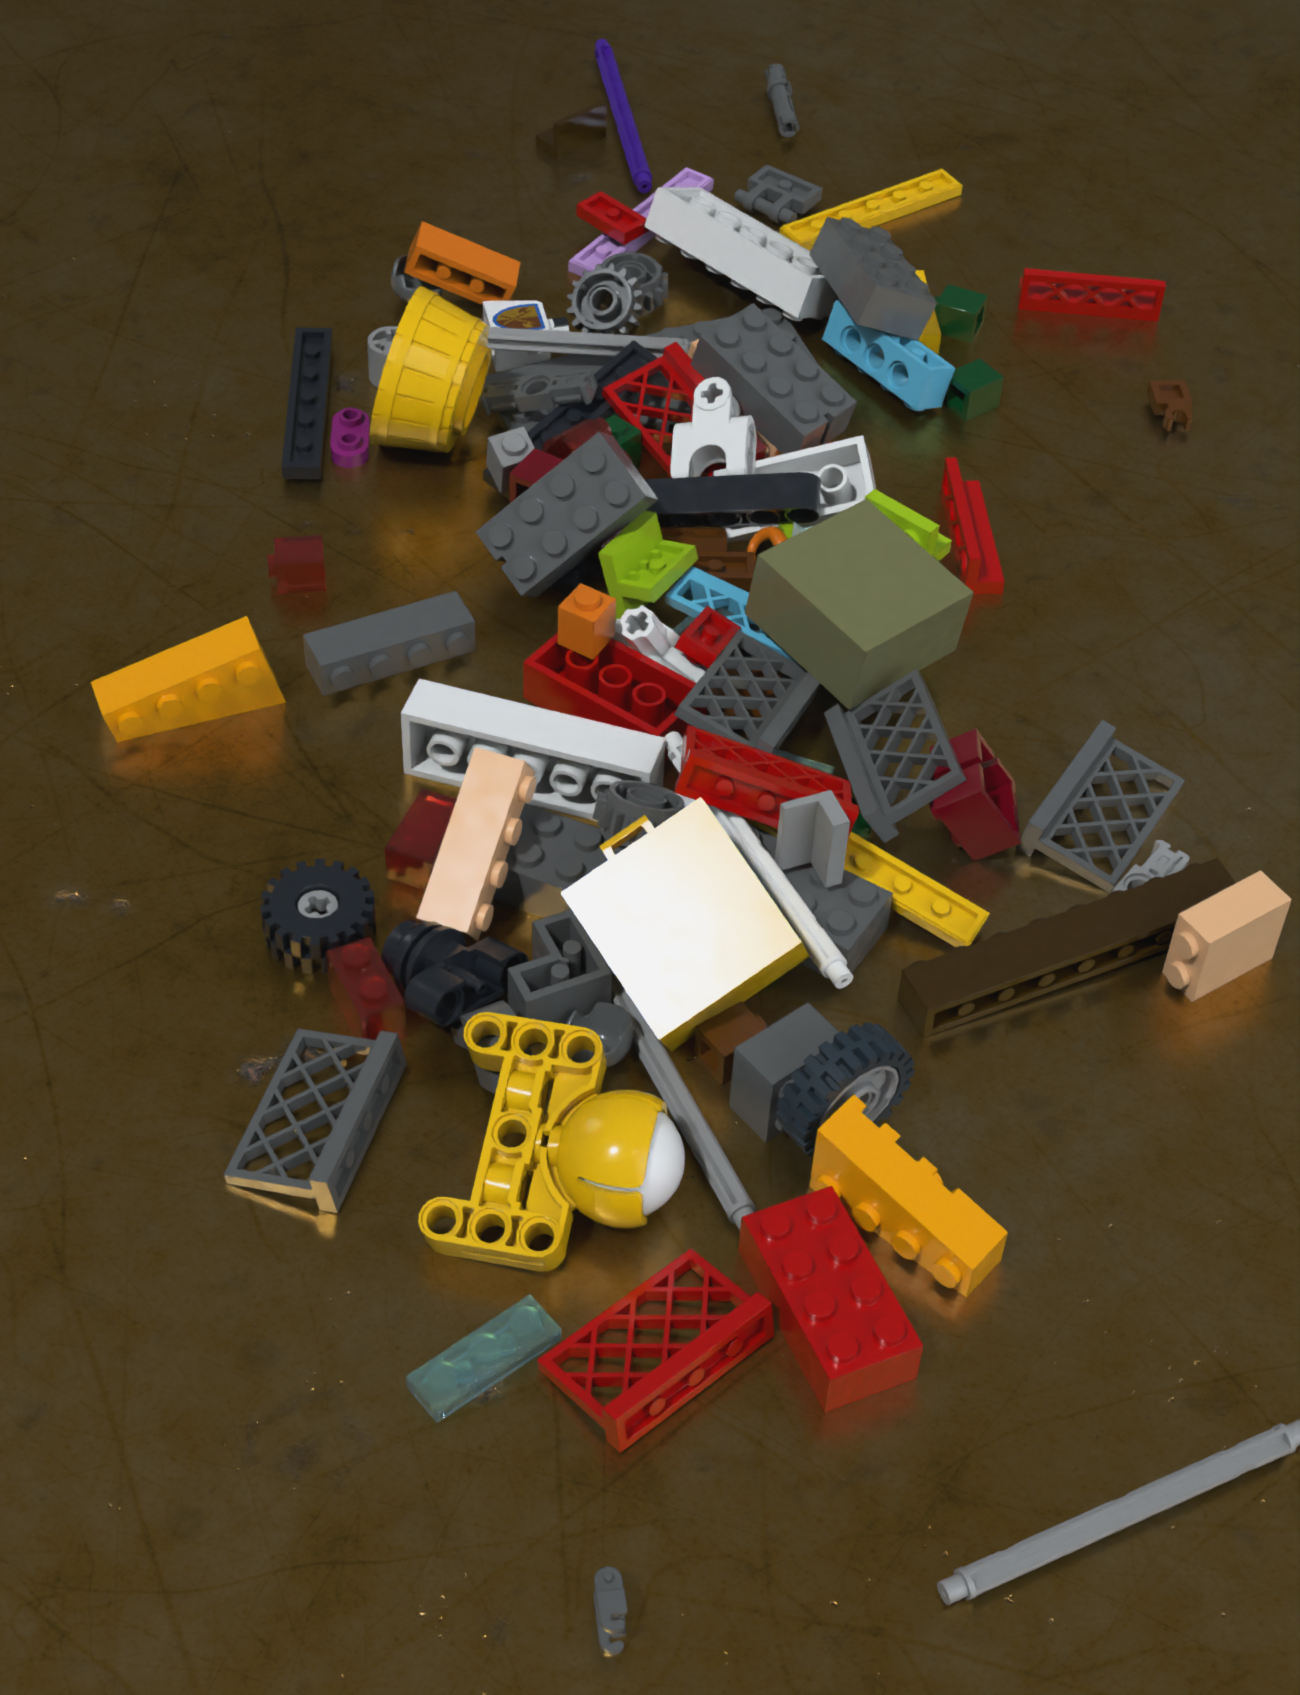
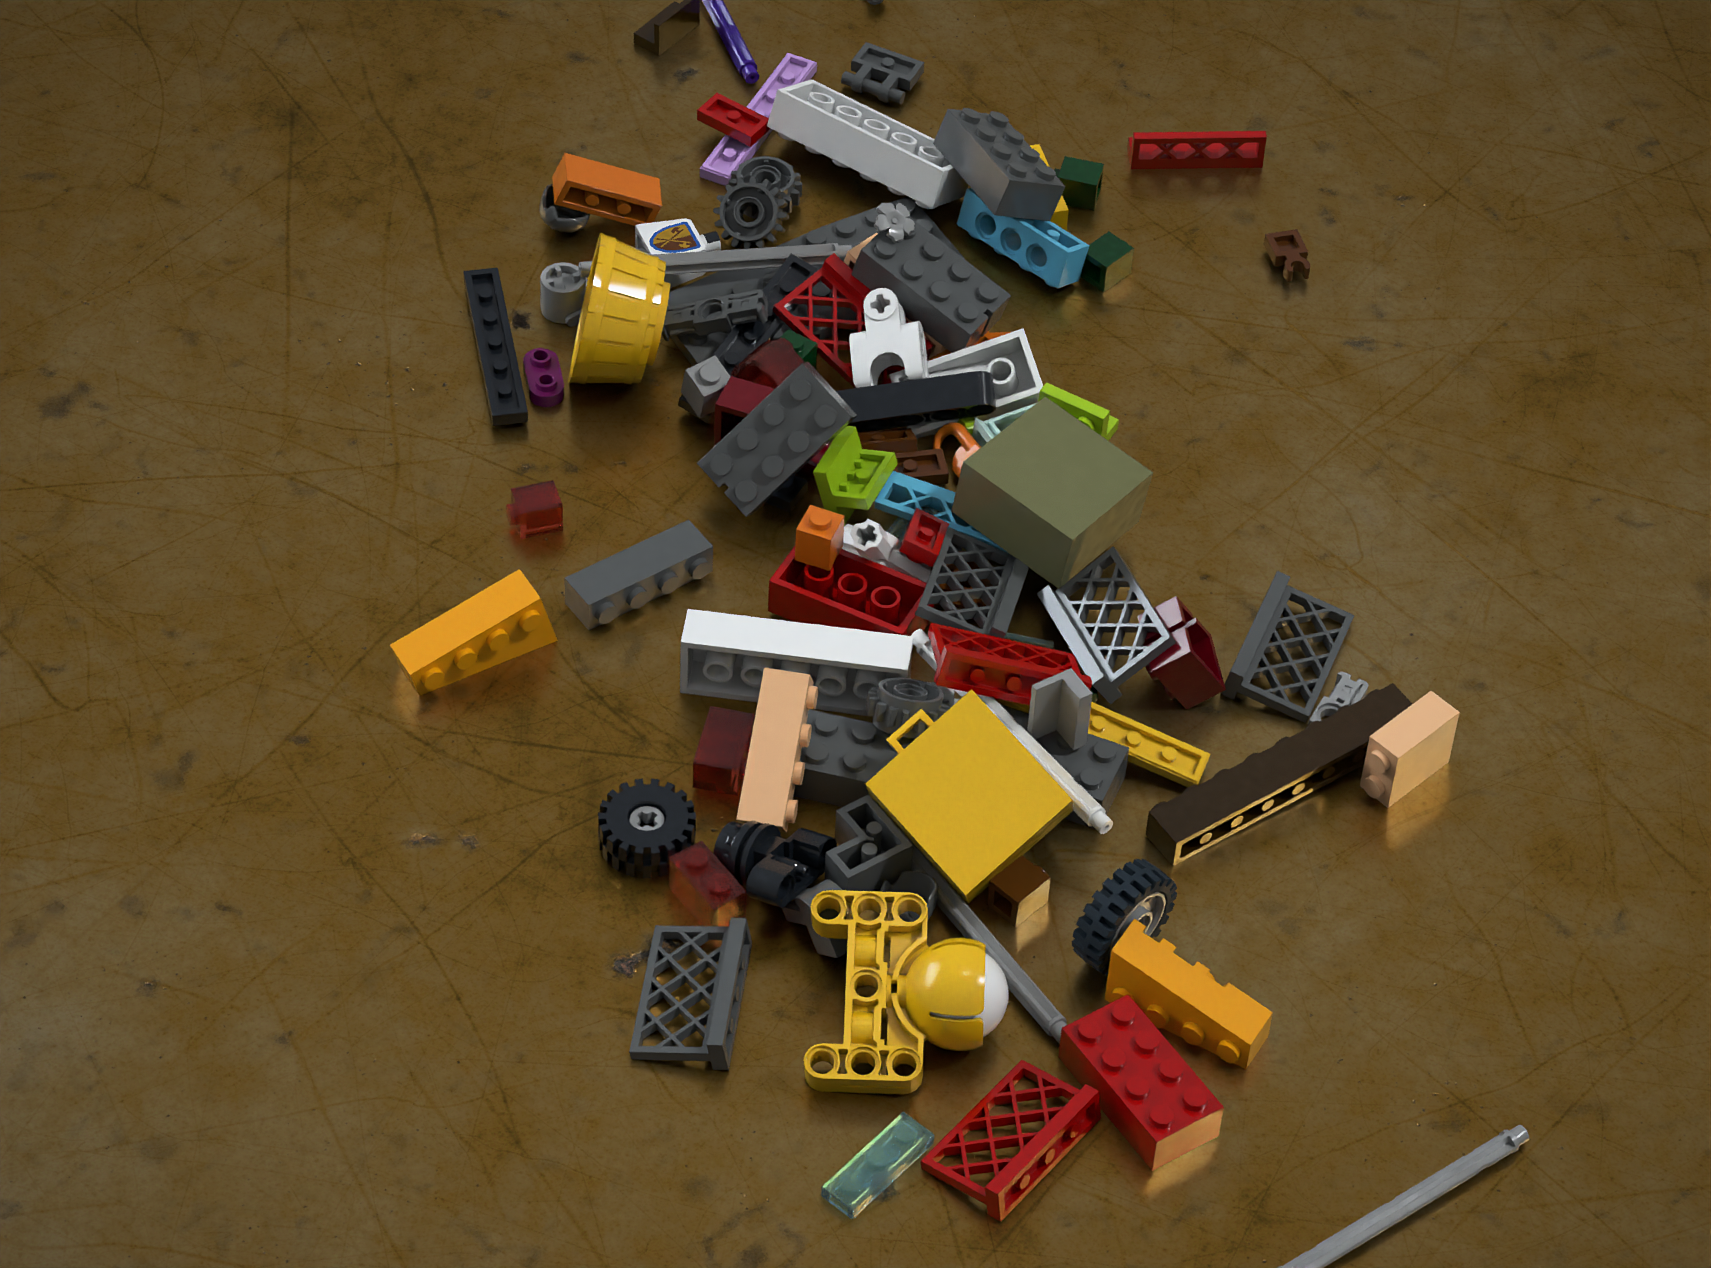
camera: 10 degrees left, 0 degrees up
(741, 308) = (894, 220): none -> light grey plant
(768, 1061) = (1060, 903): dark grey brick -> none
(879, 206) = (973, 79): yellow tile -> none
(970, 531) = (1129, 404): red fence -> none

